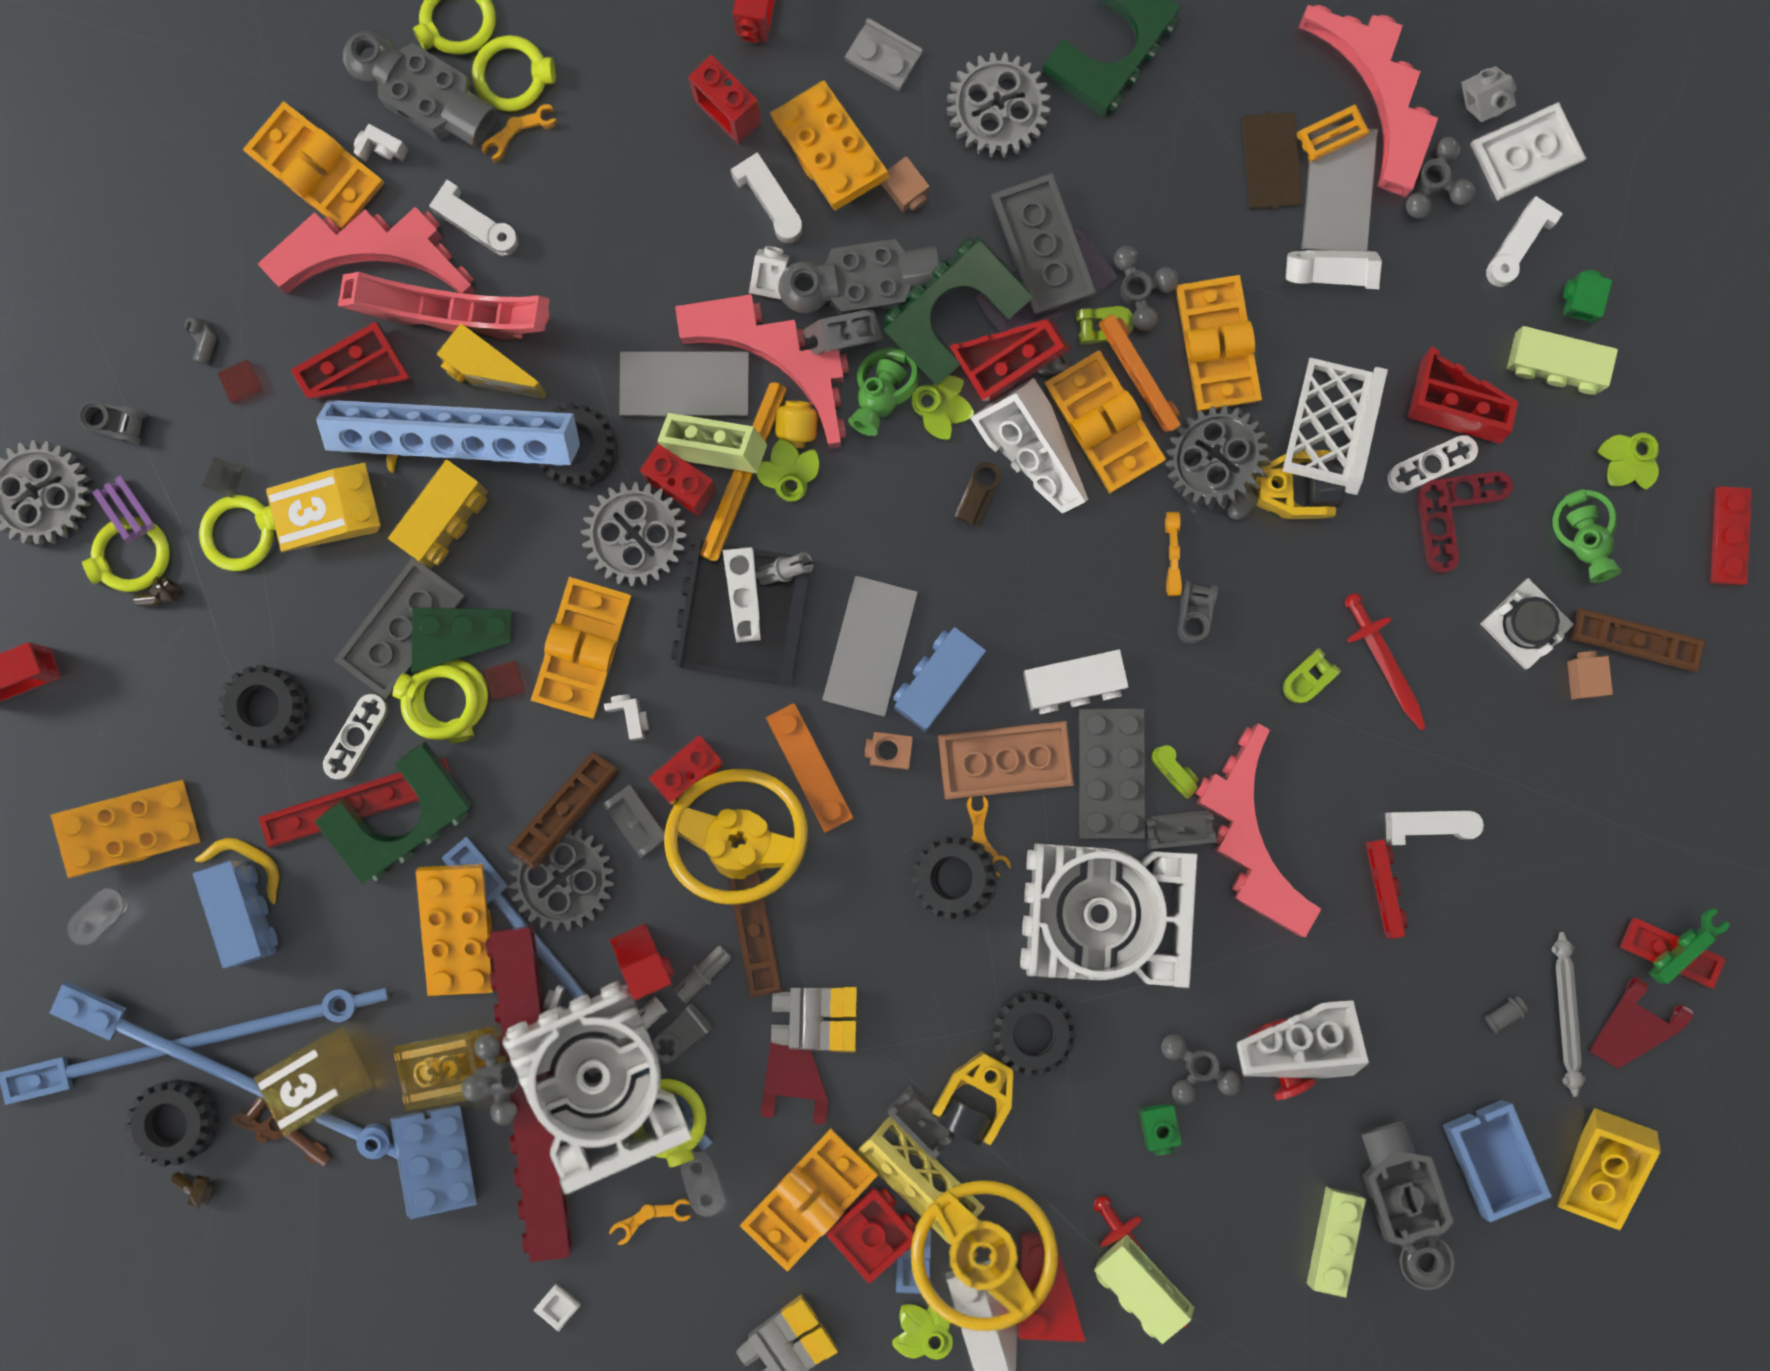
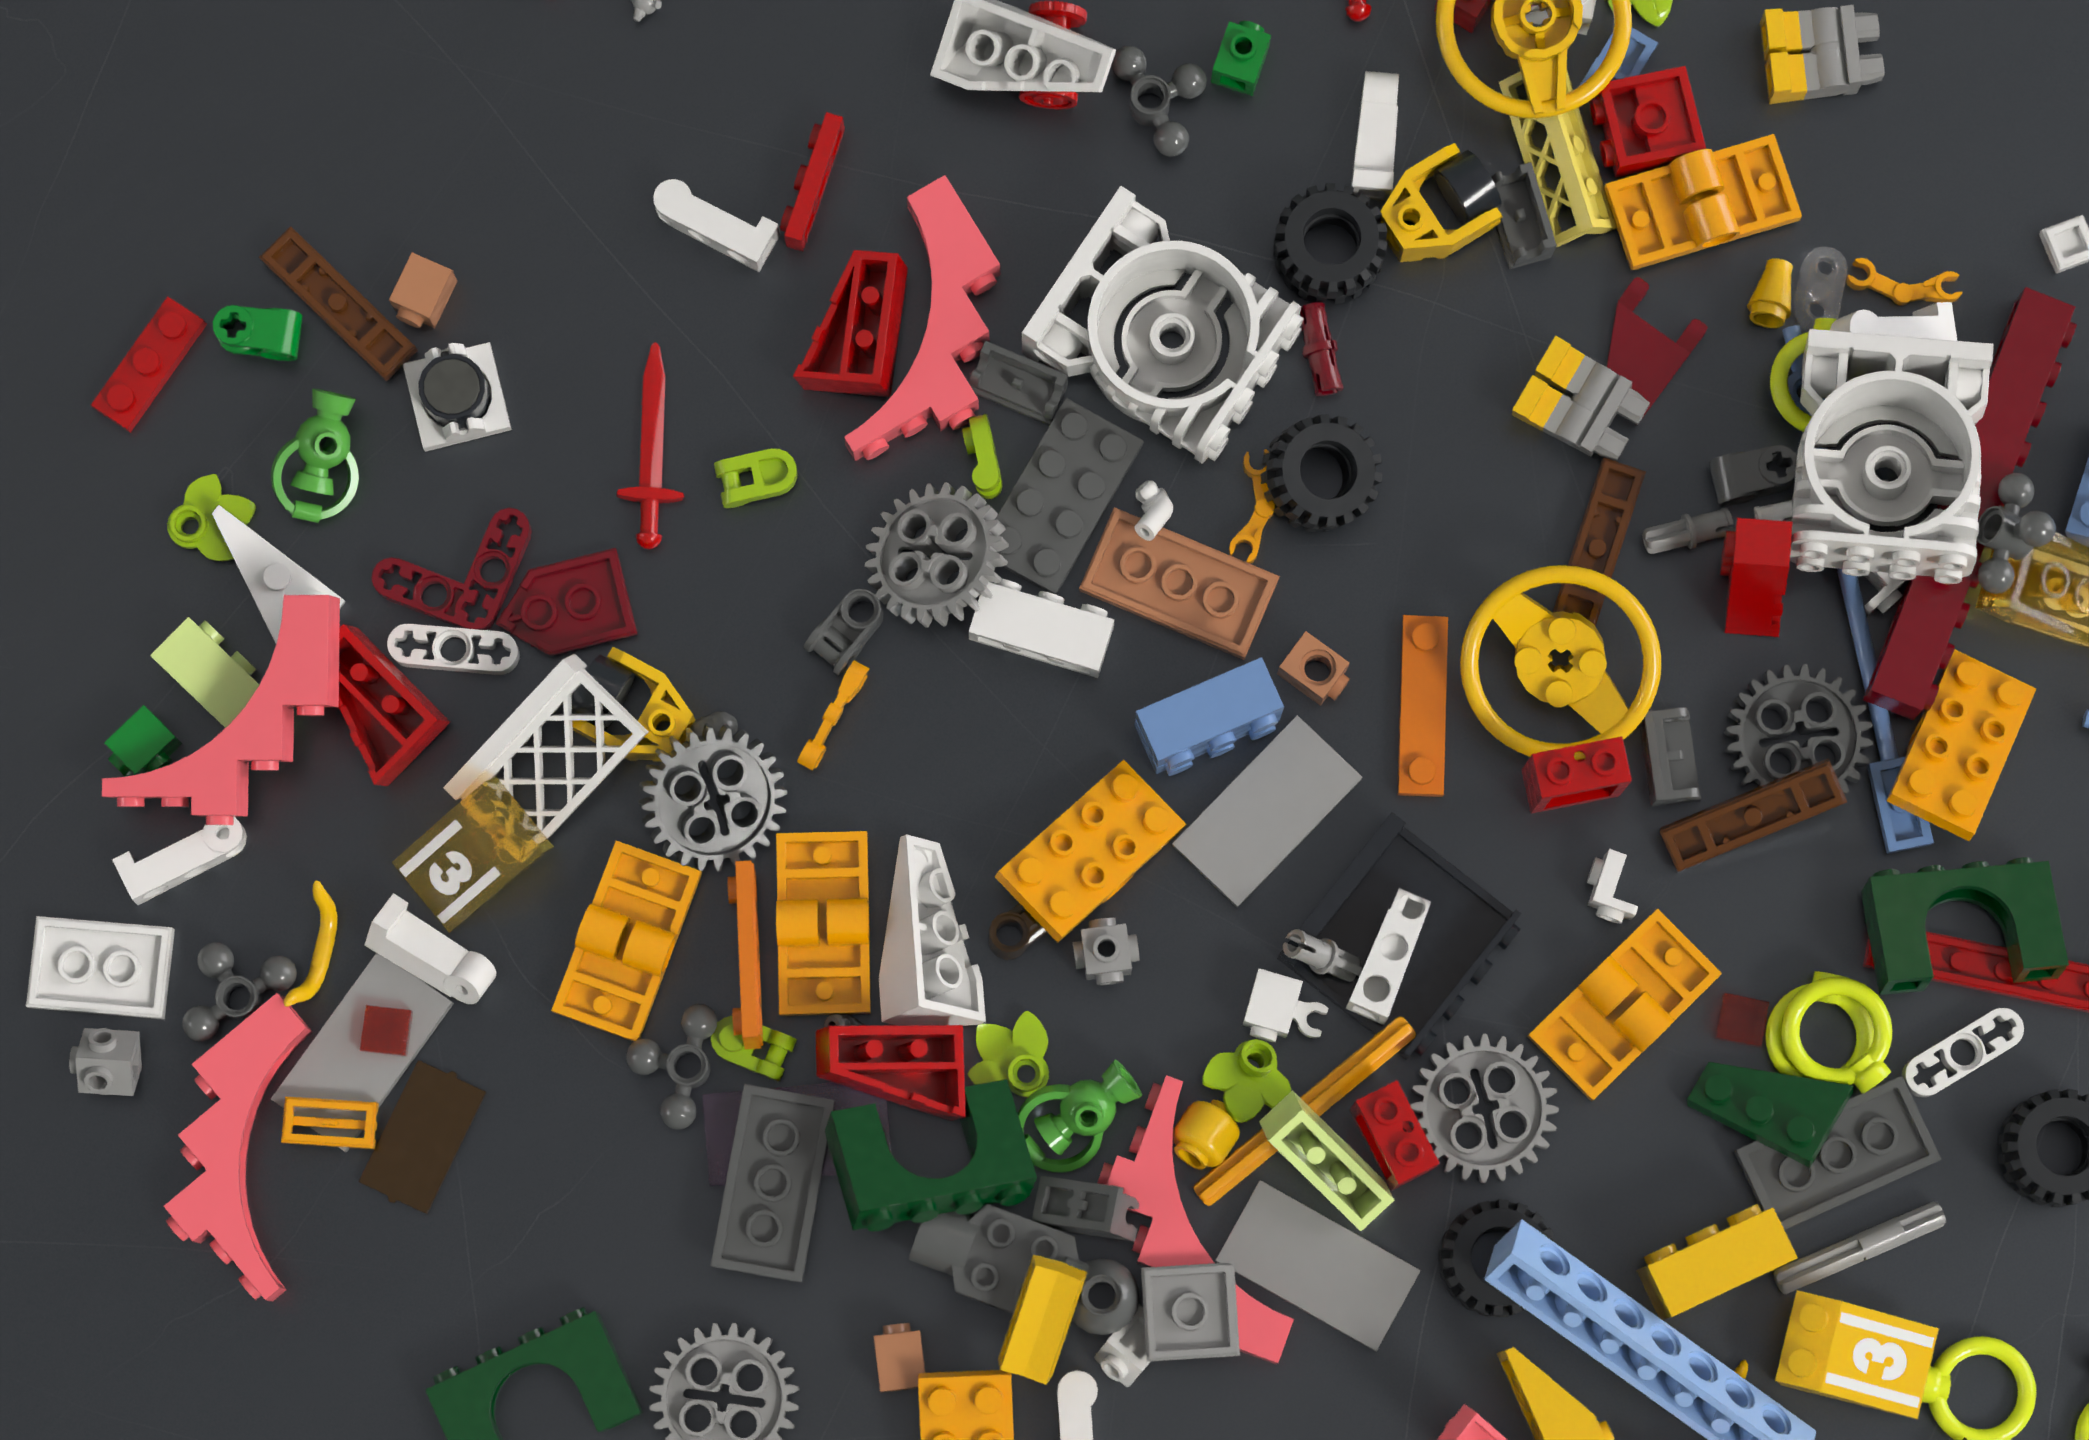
camera: 150 degrees left, 5 degrees down
(354, 582) = (1859, 1247): none -> light grey axle
(616, 1193) = (1929, 322): none -> white leg
(731, 1162) = (1772, 296): none -> yellow cone
(745, 305) = (1190, 1311): none -> light grey tile
(797, 526) = (1276, 1004): none -> white brick
(832, 247) = (1041, 1319): none -> yellow piece
(920, 511) = (1106, 969): none -> light grey brick
(965, 556) = (1090, 851): none -> light orange plate
(1001, 962) = (1320, 349): none -> dark red pin
(1043, 1124) = (1376, 136): none -> white leg
(1046, 798) = (1157, 509): none -> white arm
(1177, 717) = (928, 590): none -> light grey gear
(1300, 807) = (861, 329): none -> red wedge
(1332, 206) = (386, 1031): none -> clear red tile
(1344, 342) = (472, 853): none -> clear yellow slope
(1376, 533) = (571, 604): none -> dark red tile
(1399, 233) = (322, 950): none -> yellow animal
(1518, 377) = (217, 775): none -> coral arch
(1555, 438) = (266, 570): none -> white wing
(1673, 593) = (266, 332): none -> green piece

